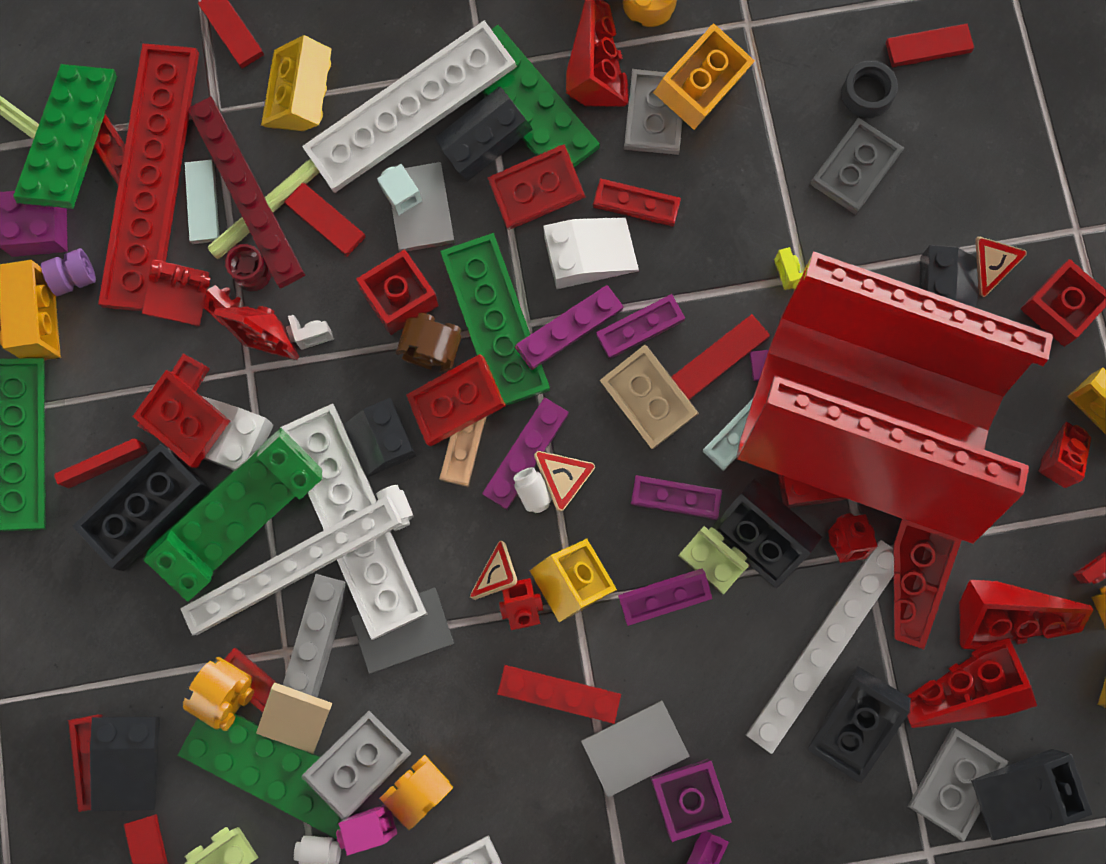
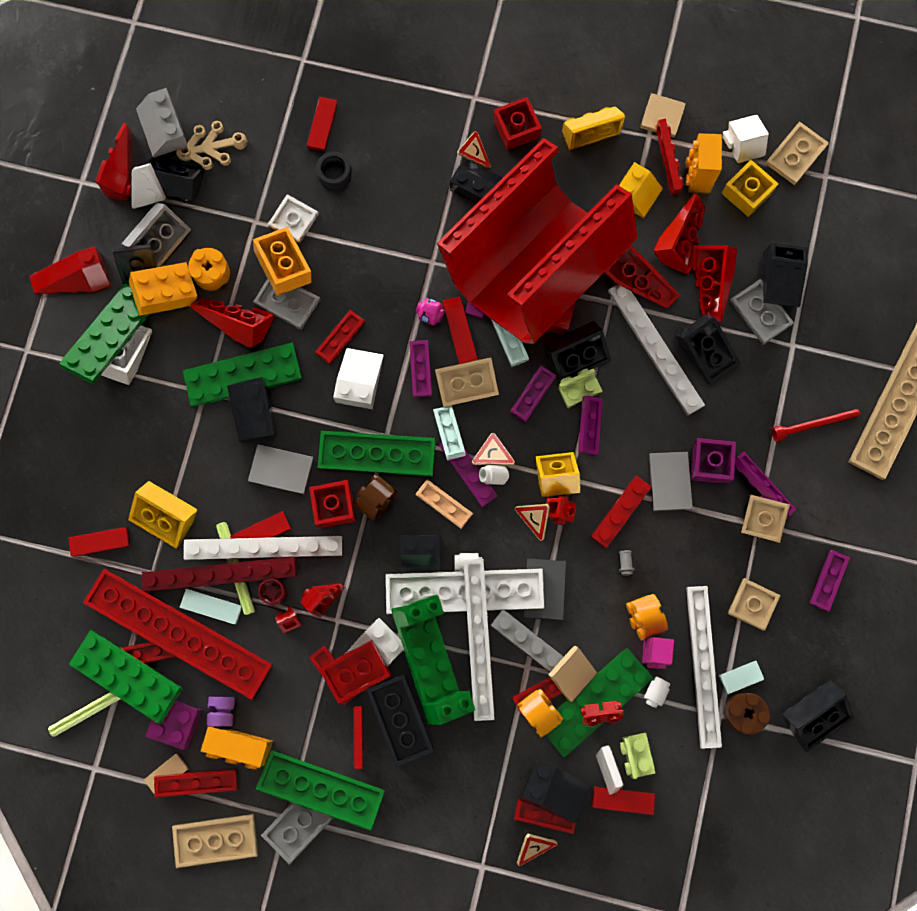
camera: 70 degrees left, 0 degrees up
(38, 761) = (533, 847): none -> piece
(175, 292) = (267, 645): red hinge -> none
(175, 827) = (609, 770): none -> white tile
(258, 793) = (611, 713): none -> red hinge
(303, 231) = (262, 547): none -> white plate
(311, 335) = (334, 569): white bracket -> none
(356, 765) = (615, 648): light grey tile -> none
(399, 188) = (265, 475): light aqua brick -> none
(409, 106) = (213, 447): white plate -> none
(455, 400) = (418, 497): red plate -> none
(486, 731) = (626, 563): none -> light grey pin
(536, 187) = (303, 392): red tile -> none
(565, 403) = (449, 432): none -> light aqua tile
(569, 327) = (402, 410): magenta plate -> none
(728, 304) = (430, 311): none -> dark pink head
(775, 69) = (295, 216): none -> white tile
(788, 268) = (424, 267): neon yellow bracket -> none
(852, 537) = (601, 304): red brick -> none
(856, 166) = (377, 200): dark grey tile -> none
(1054, 520) = (643, 188): none -> yellow slope
(1067, 456) = (605, 166): red slope -> none

